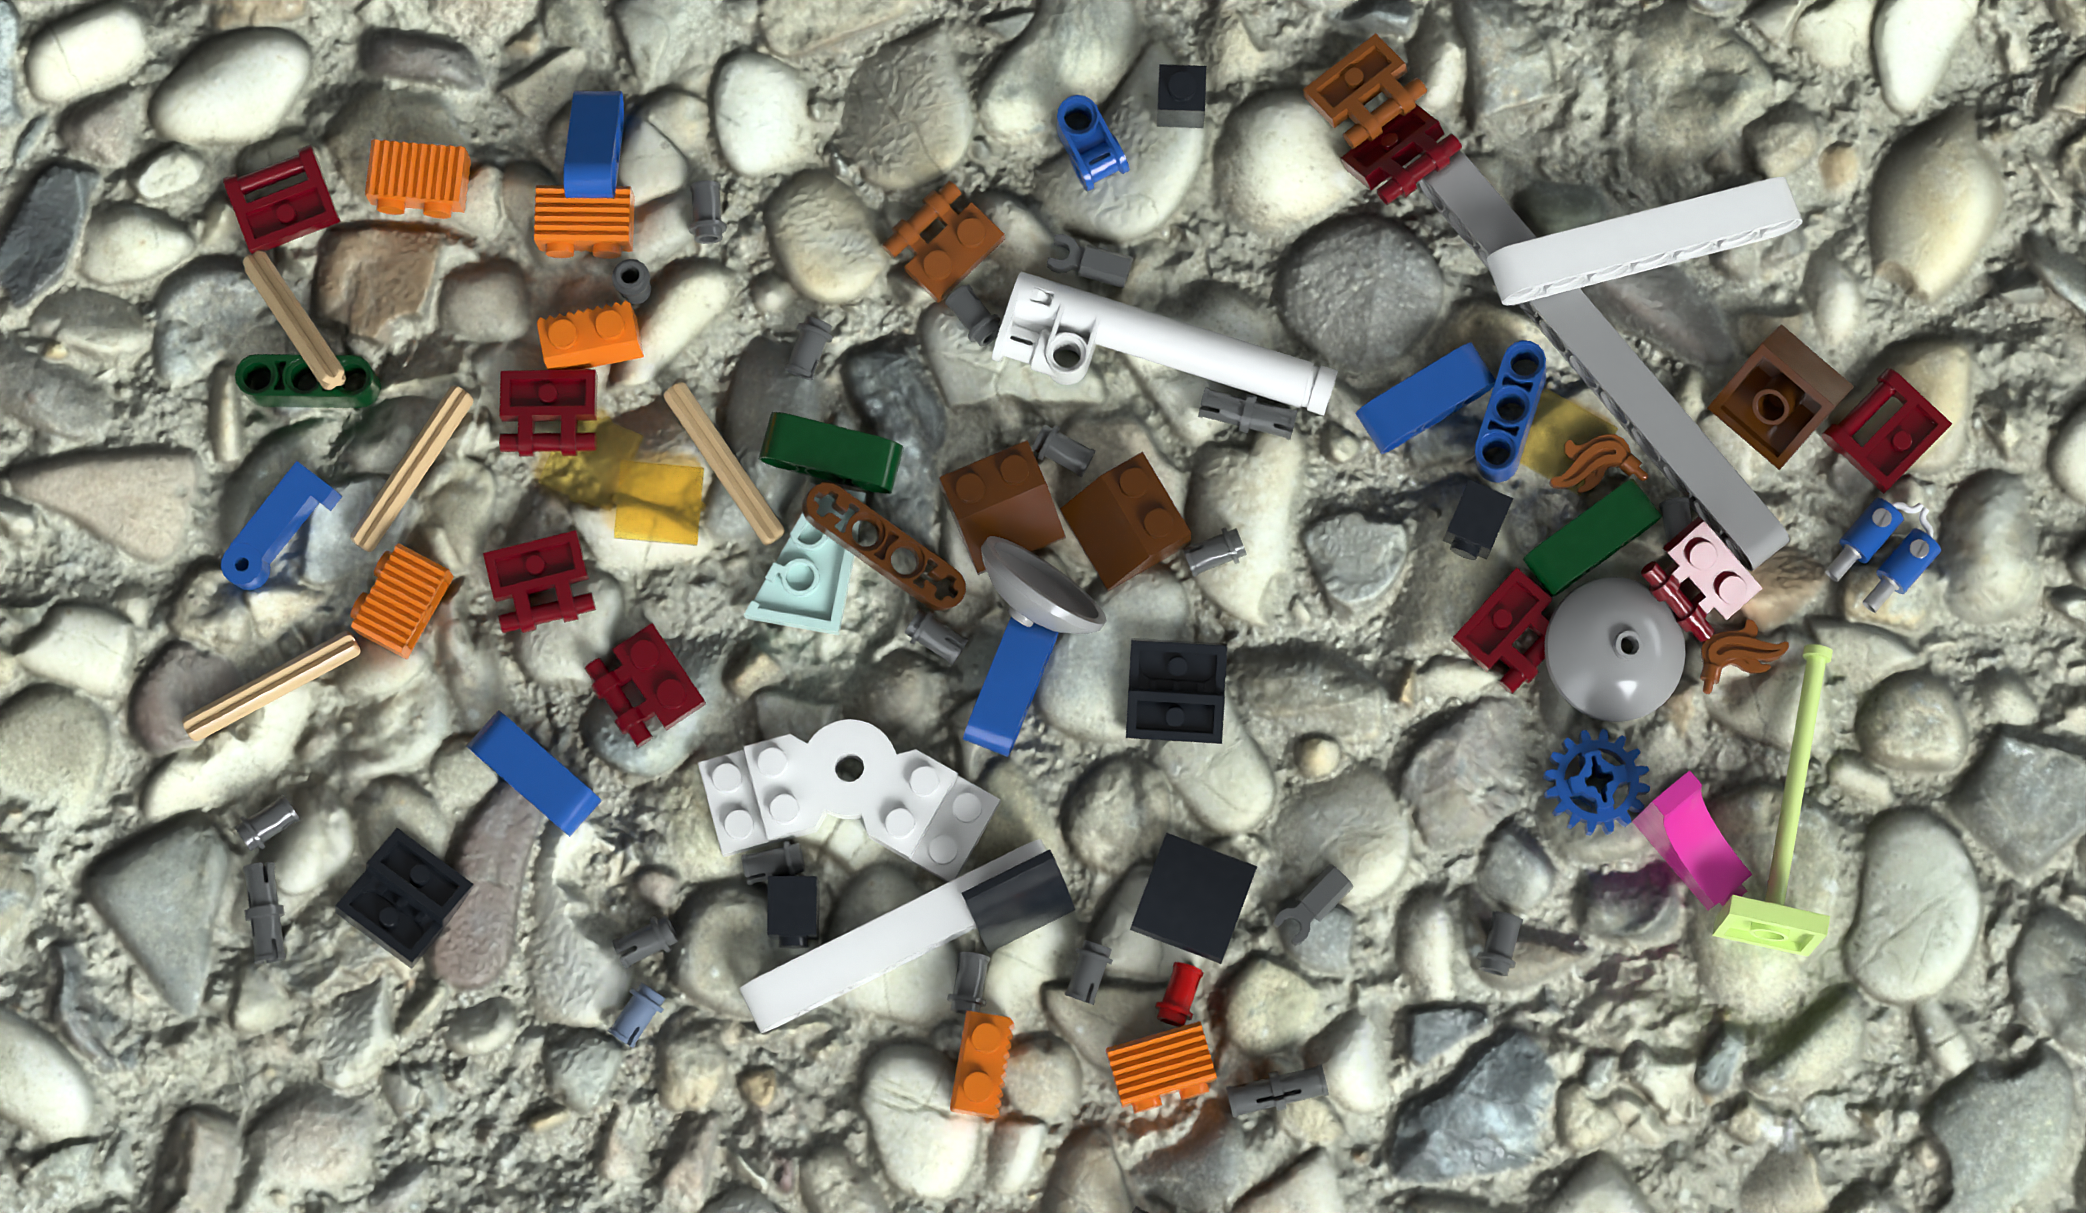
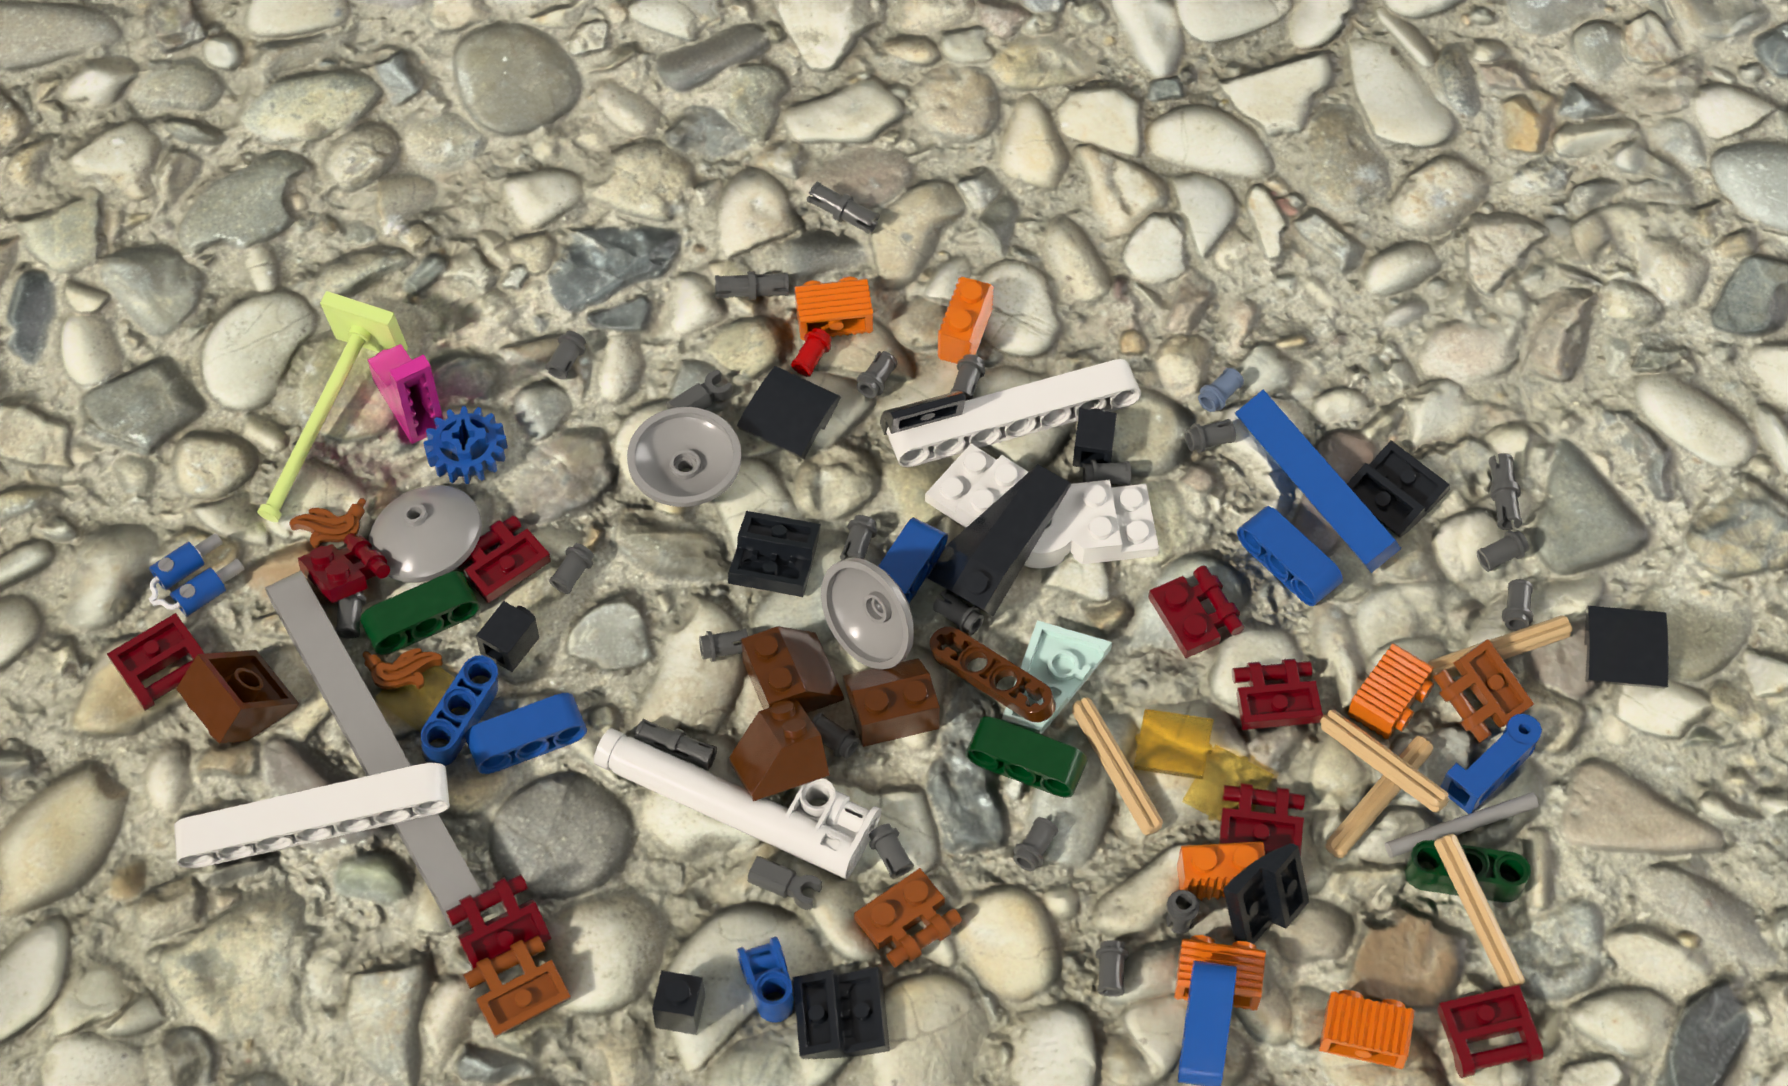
camera: 175 degrees left, 20 degrees down
(115, 708) = (1626, 647): none -> black slope
(248, 746) = (1518, 611): none -> dark grey pin
(280, 624) = (1492, 684): none -> dark orange plate
(315, 448) = (1463, 823): none -> light grey bar
(407, 499) = (1384, 761): none -> tan axle
(503, 883) = (1318, 481): none -> blue slope
(526, 312) = (1266, 893): none -> black slope
(905, 710) = (995, 546): none -> black wedge
(1001, 121) = (841, 1014): none -> black slope
(1074, 720) = (859, 537): none -> dark grey pin
(1121, 398) = (779, 751): none -> reddish brown slope
(1317, 757) = (683, 440): none -> light grey dish
(1422, 629) = (572, 567): none -> dark grey pin

